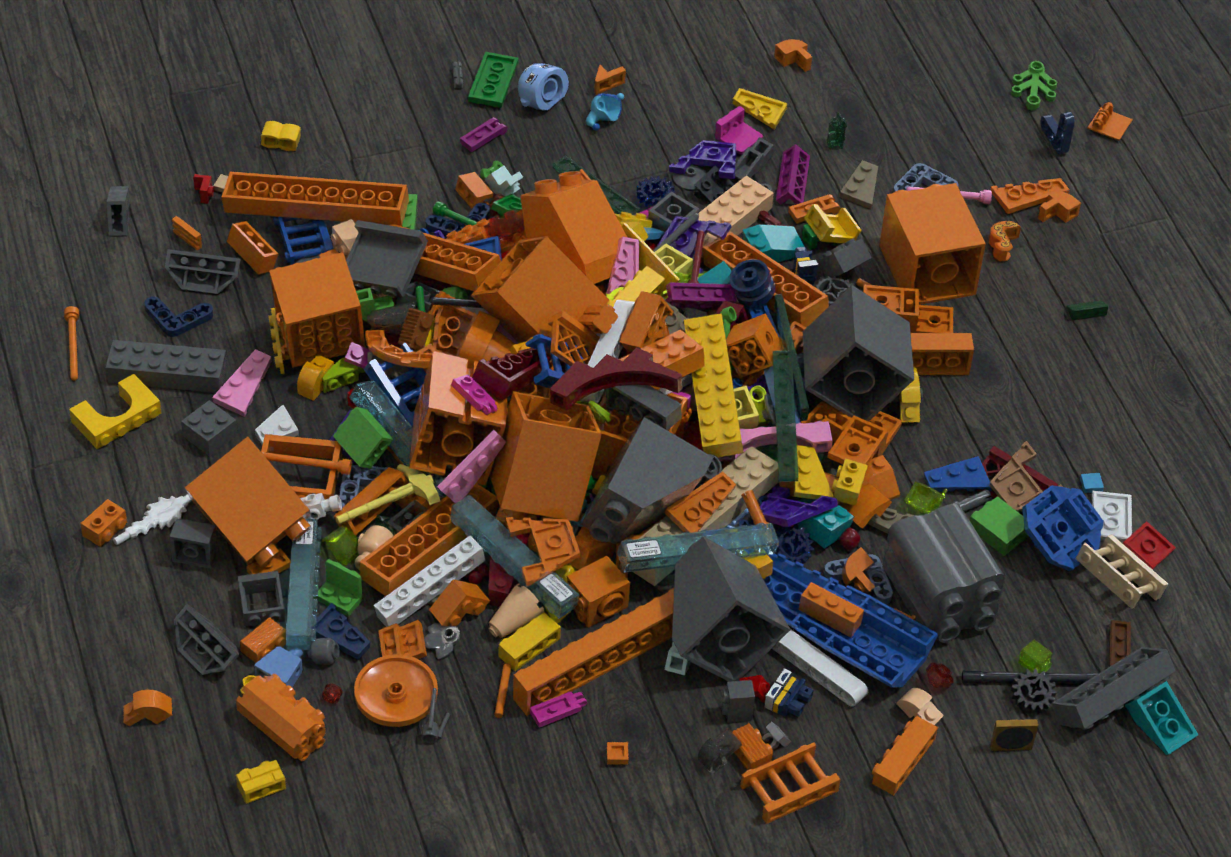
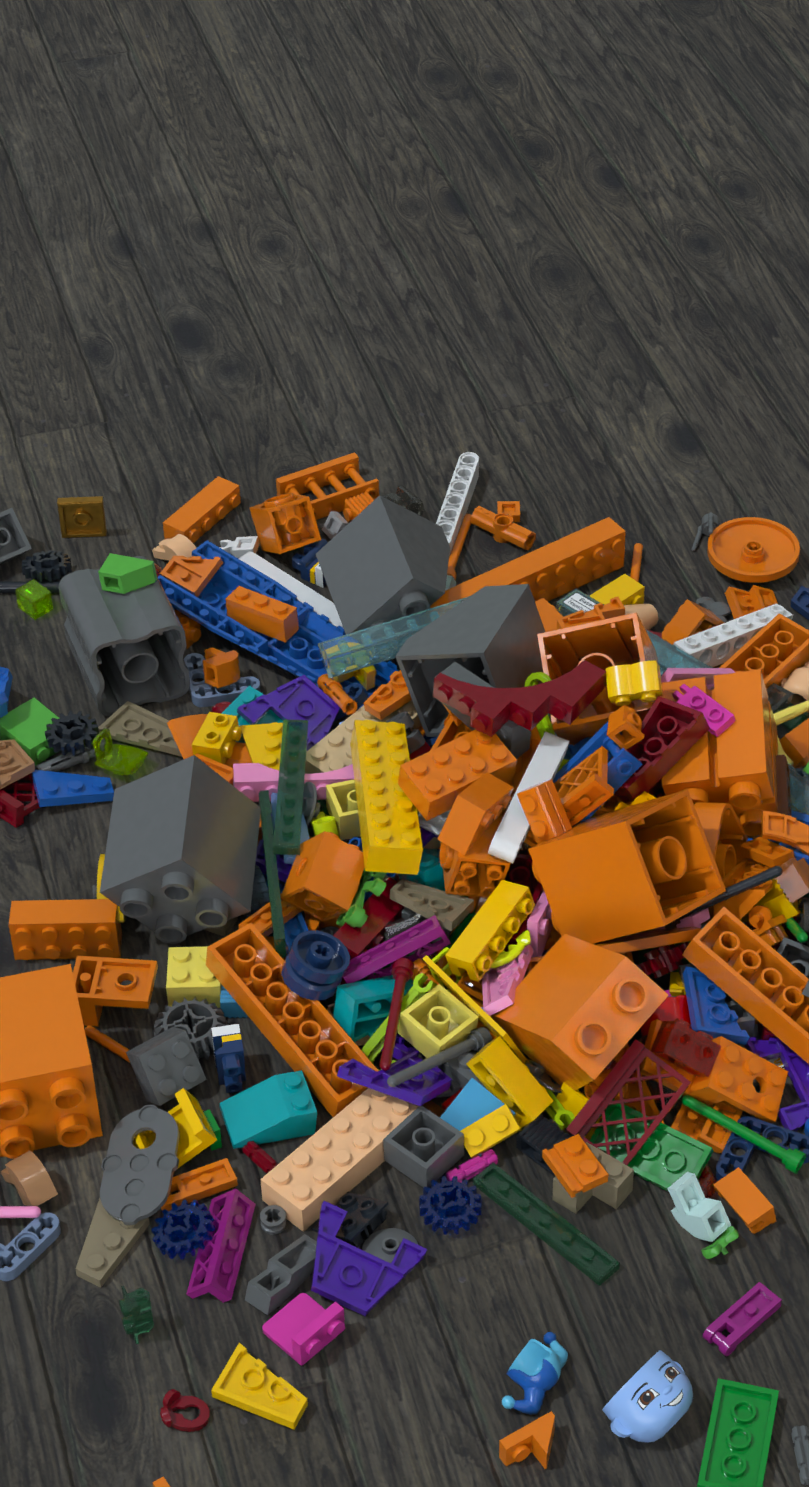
camera: 175 degrees left, 5 degrees down
(412, 413) = (783, 785): none -> reddish brown tile
(523, 390) = (634, 682): none -> yellow brick
(536, 364) = (629, 722): none -> orange brick
(614, 725) = (503, 528): none -> orange piece
(670, 747) = (458, 496): none -> white beam
(672, 681) = (456, 550): none -> orange piece
(809, 98) = (174, 1400): none -> dark red piece
(817, 180) = (183, 1229): none -> clear blue gear
(824, 708) = (285, 523): none -> orange brick
(851, 199) = (138, 1179): none -> dark grey piece
(861, 716) = (240, 545): none -> white plate
(900, 655) = (191, 572): none -> orange wing
(946, 556) = (126, 573): none -> bright green slope
(970, 500) = (71, 733): none -> black gear

